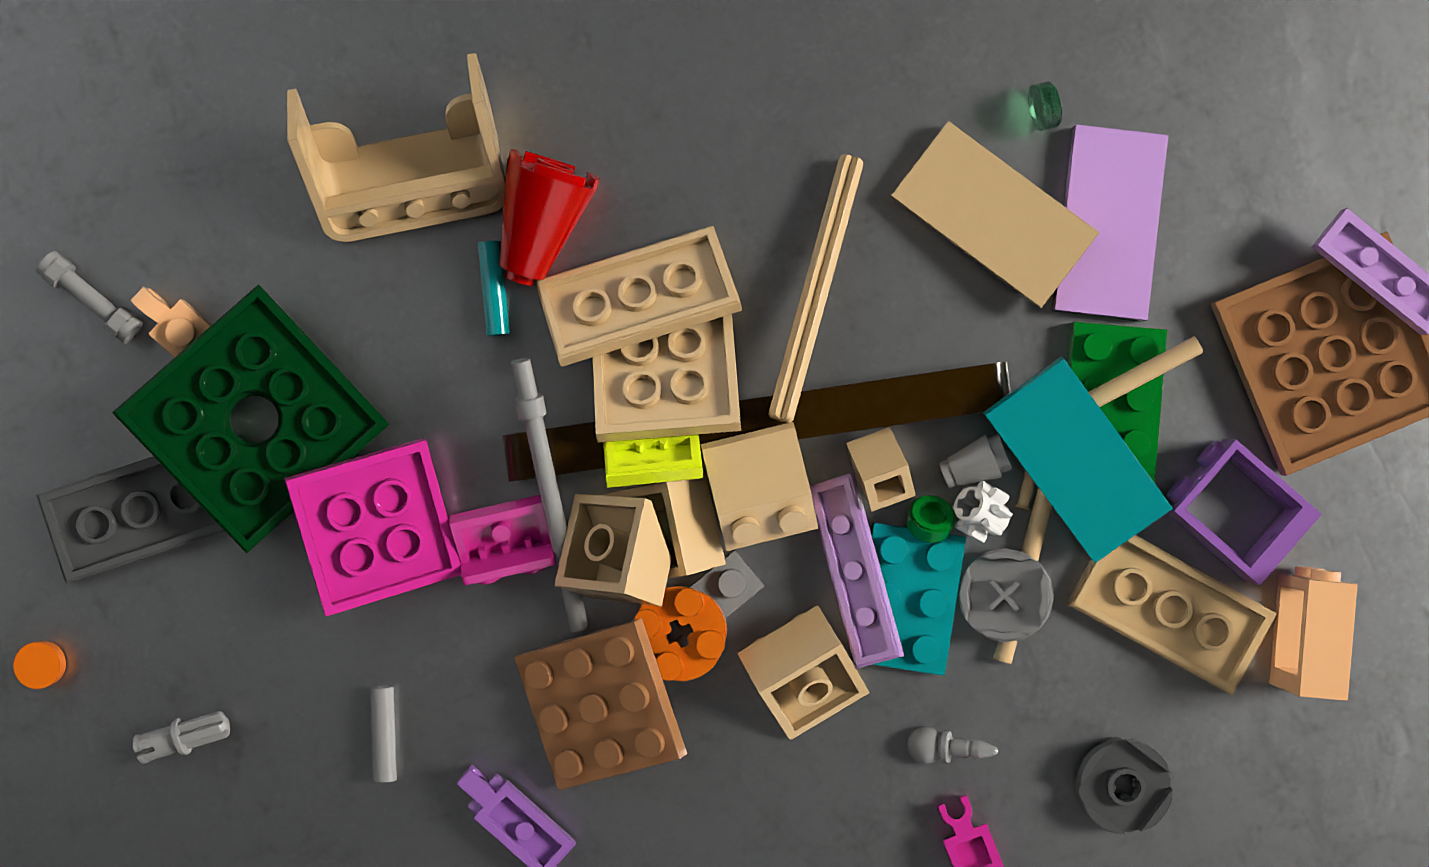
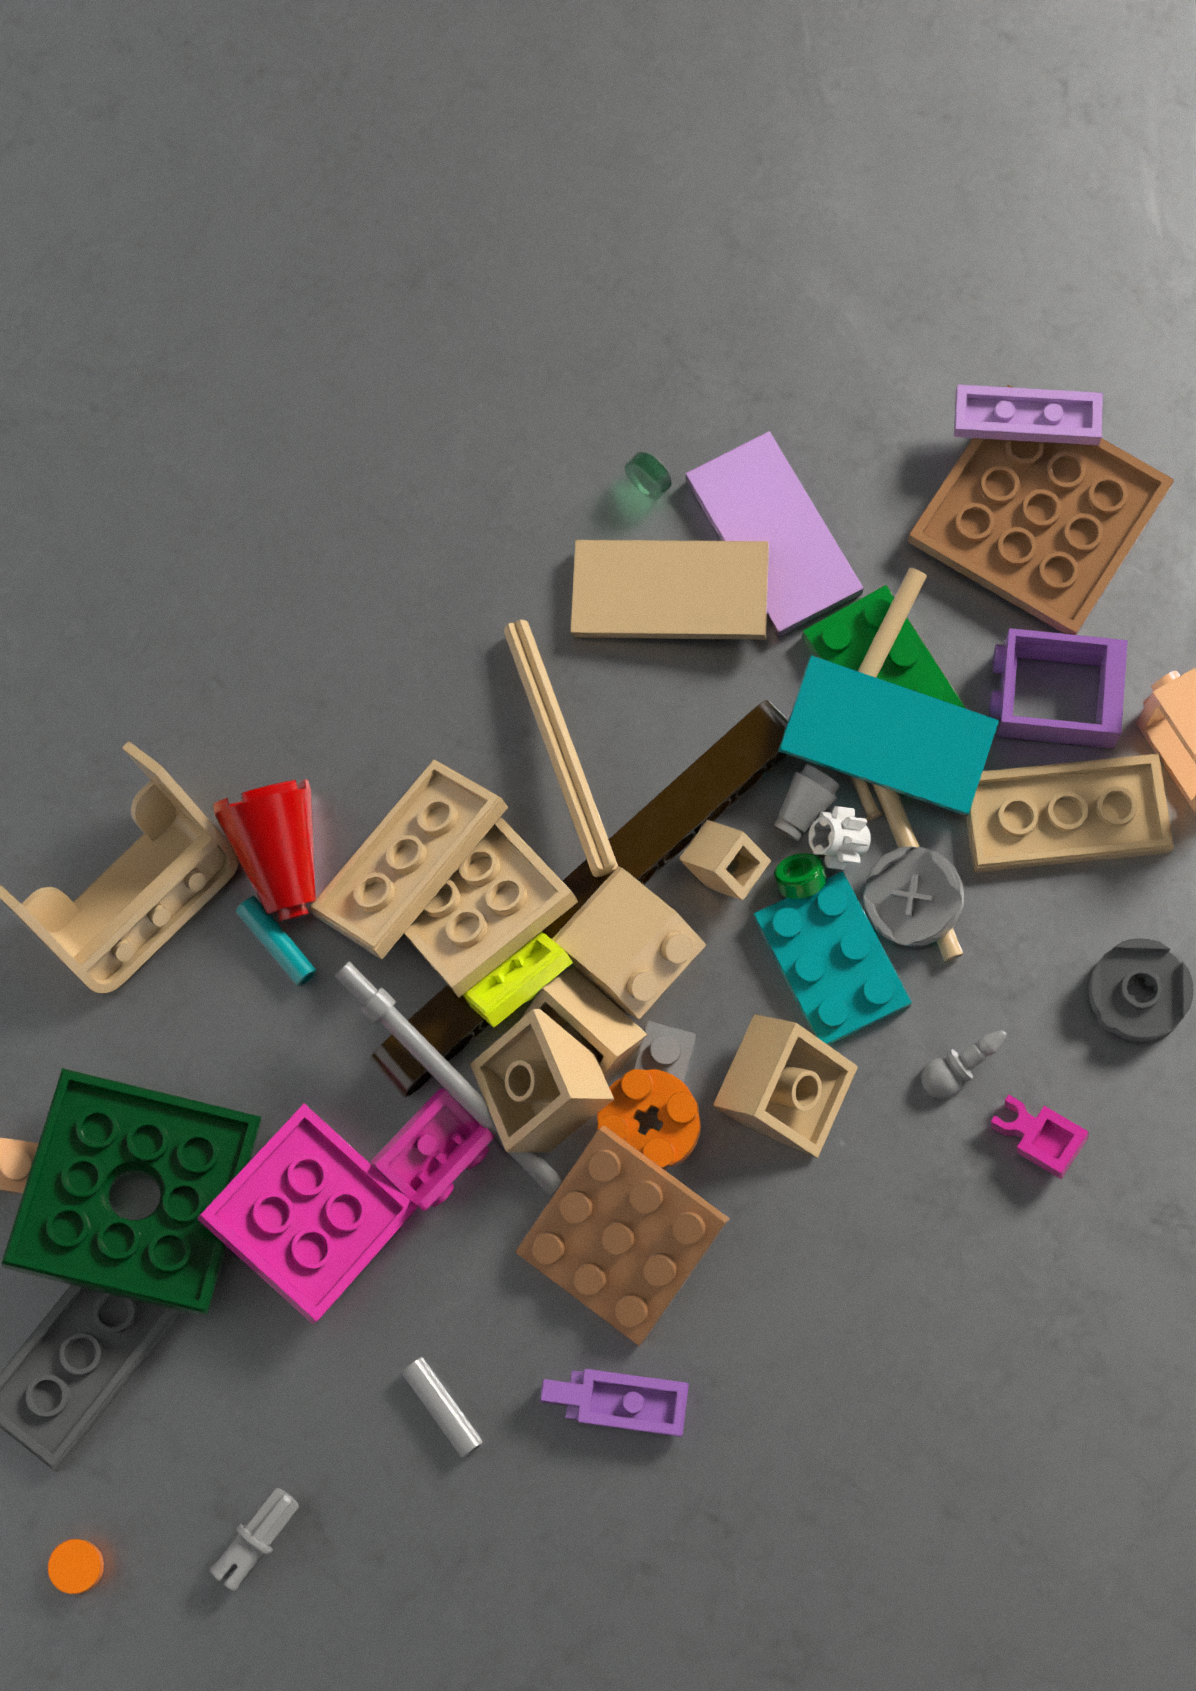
camera: 25 degrees left, 15 degrees down
(855, 571) = (769, 964): lavender tile -> none

